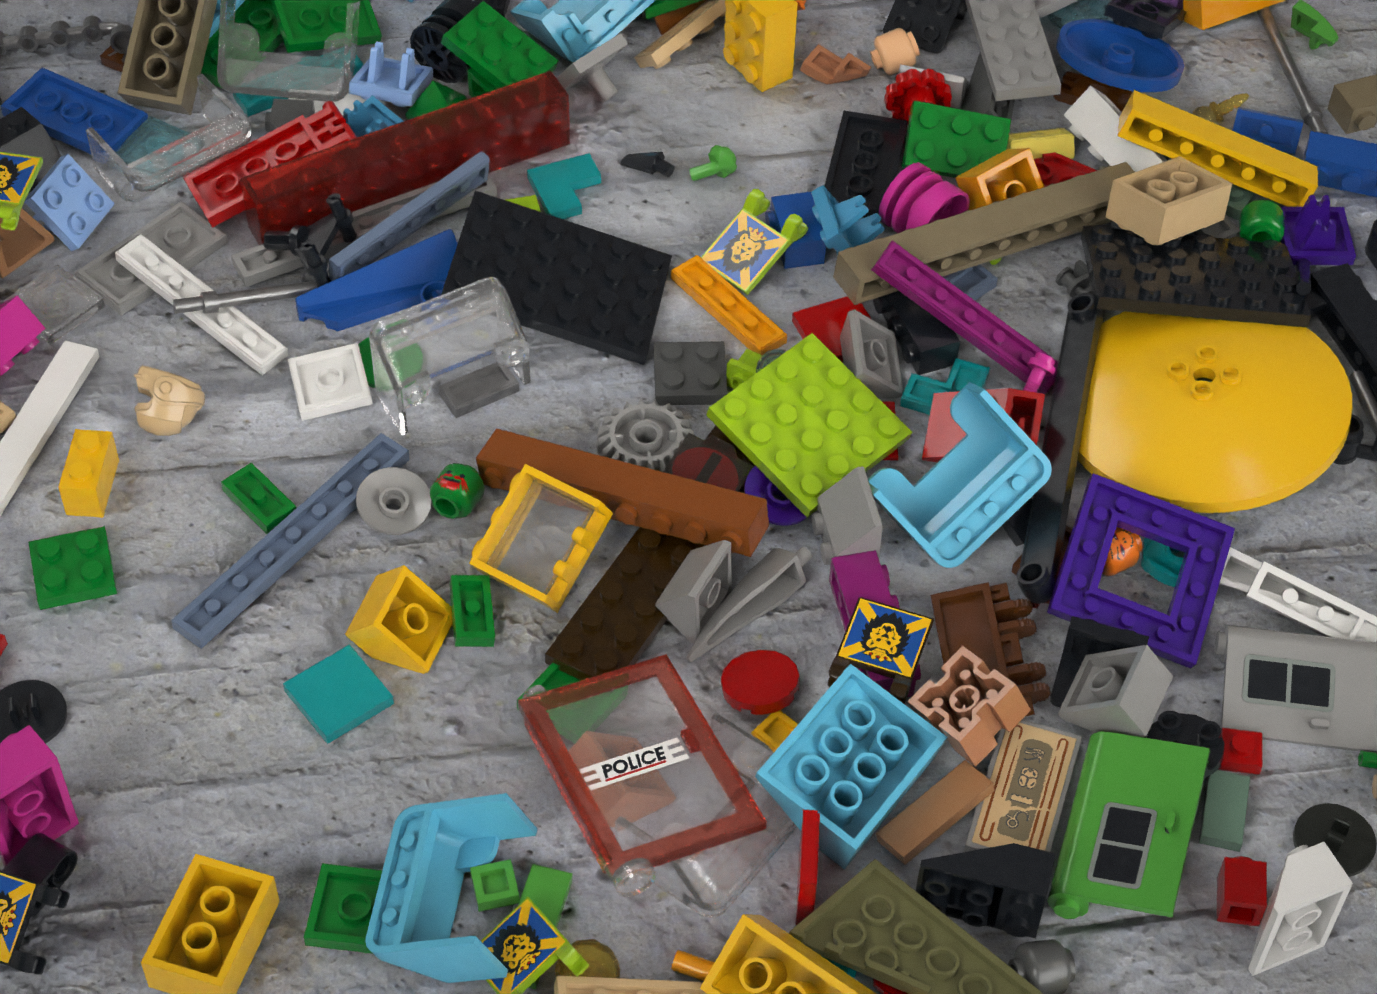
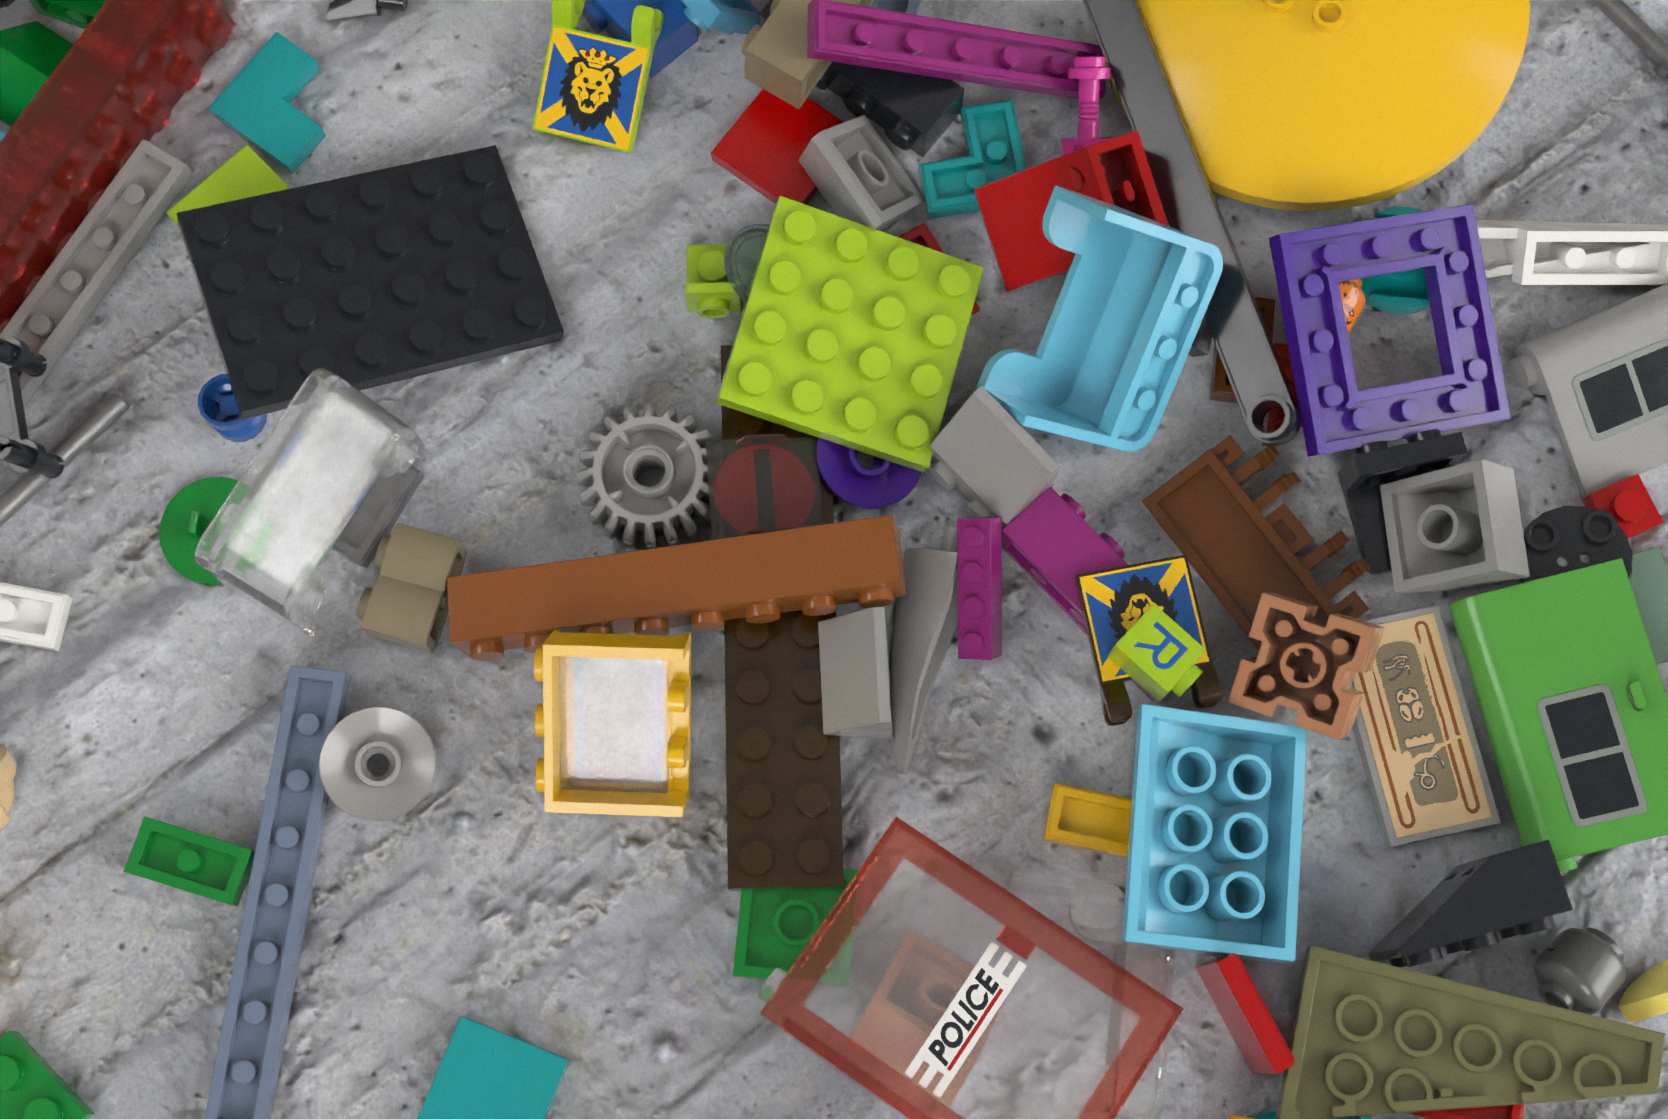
camera: 30 degrees left, 25 degrees up
(329, 381) = (161, 614): white tile -> none
(381, 286) = (136, 420): blue wedge -> none
(401, 621) = (507, 943): yellow slope -> none
(410, 217) = (105, 297): sand blue tile -> none
(456, 491) = (451, 699): green head -> none
(466, 432) = (411, 590): none -> dark tan brick
(472, 611) = (587, 870): green plate -> none
(689, 372) = (633, 323): dark grey plate -> none
(728, 306) = (617, 184): light orange tile -> none
(760, 682) = (1013, 758): red tile -> none
(798, 582) = (979, 587): none -> magenta piece
(878, 647) = (1158, 654): none -> lime brick
(935, 812) = (1335, 818): medium nougat tile -> none

